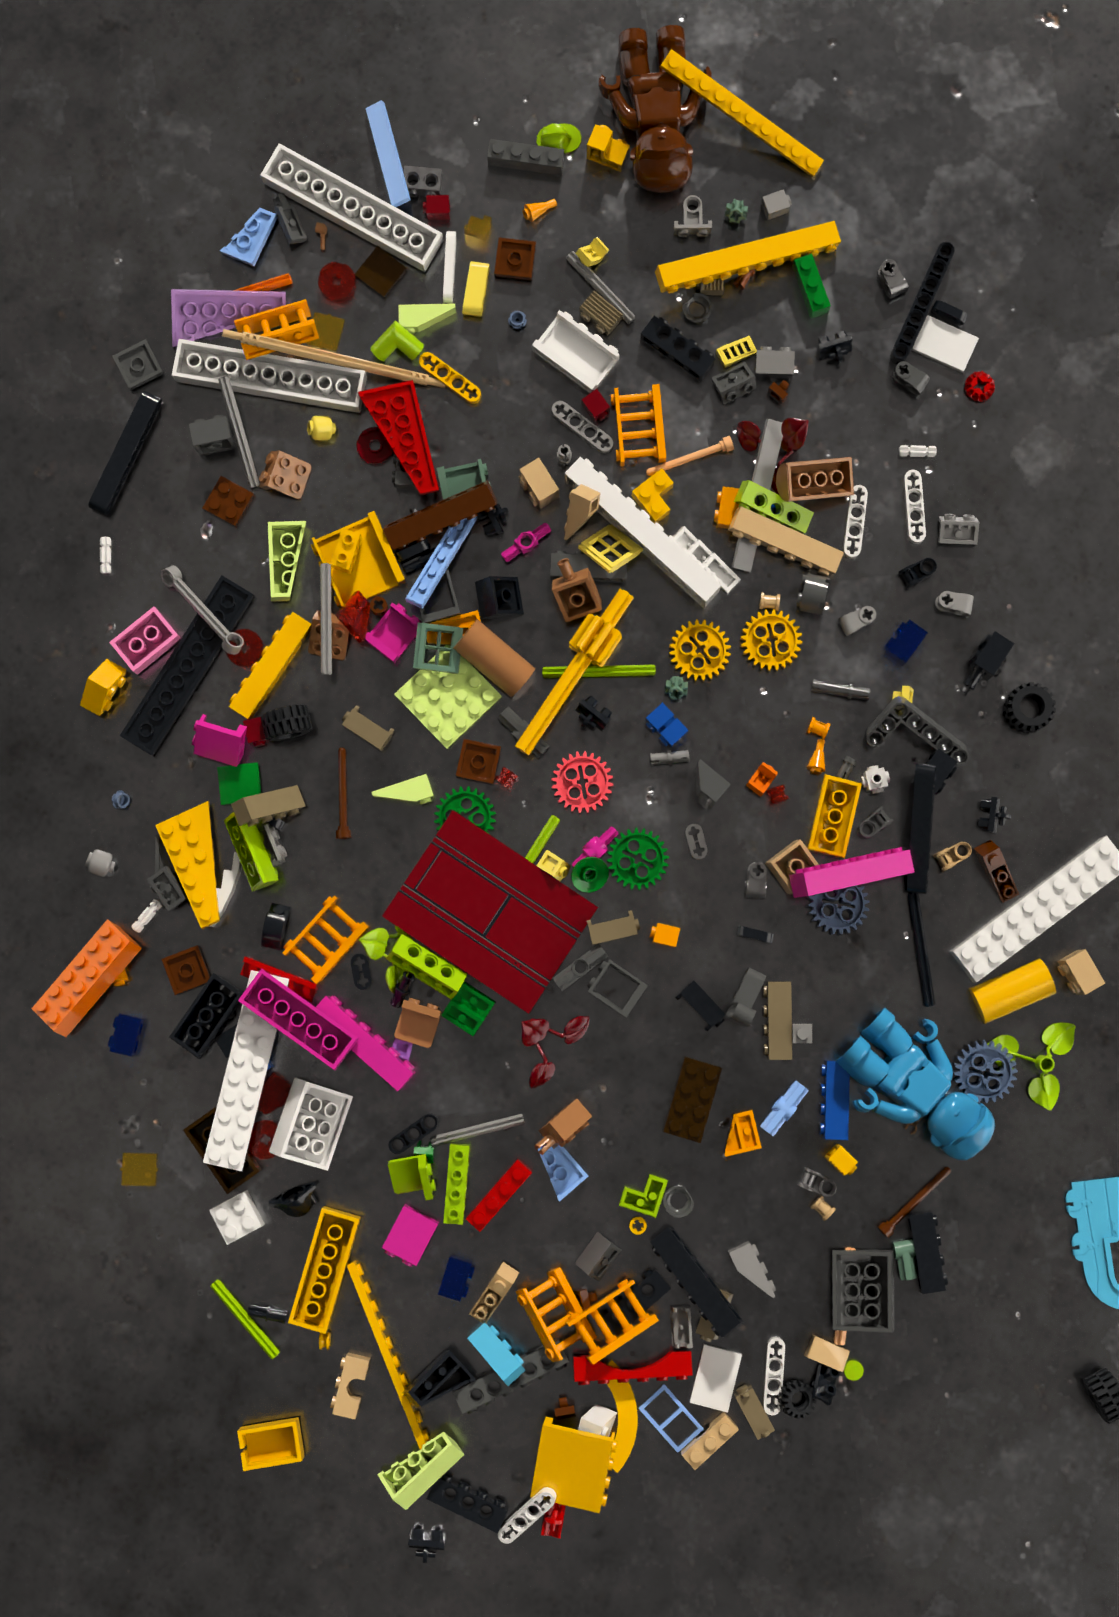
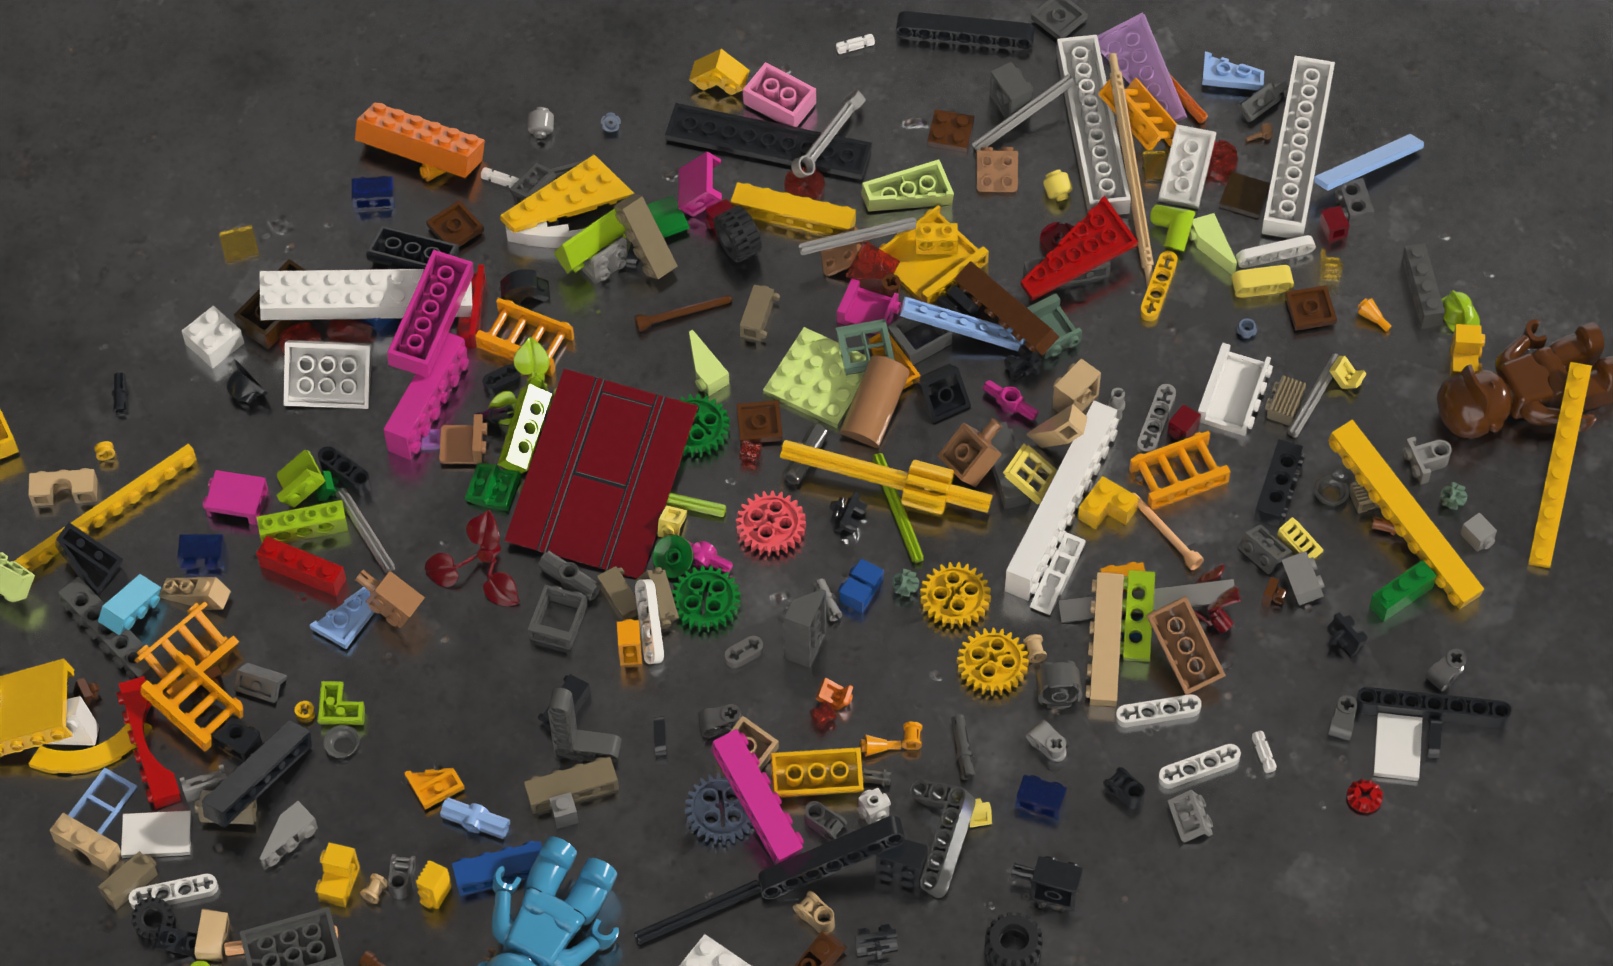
camera: 70 degrees right, 25 degrees down
(242, 1316) = (108, 376): lime axle -> none
(324, 1269) = (174, 425): yellow brick -> none
(339, 310) = (1187, 166): none -> white tile
(630, 899) = (665, 601): none -> dark tan brick
(632, 910) = (651, 644): none -> white beam
(692, 1099) = (457, 722): dark brown brick -> none
(806, 1236) = (340, 872): none -> yellow brick
(958, 603) = (1105, 837): light grey piece -> none

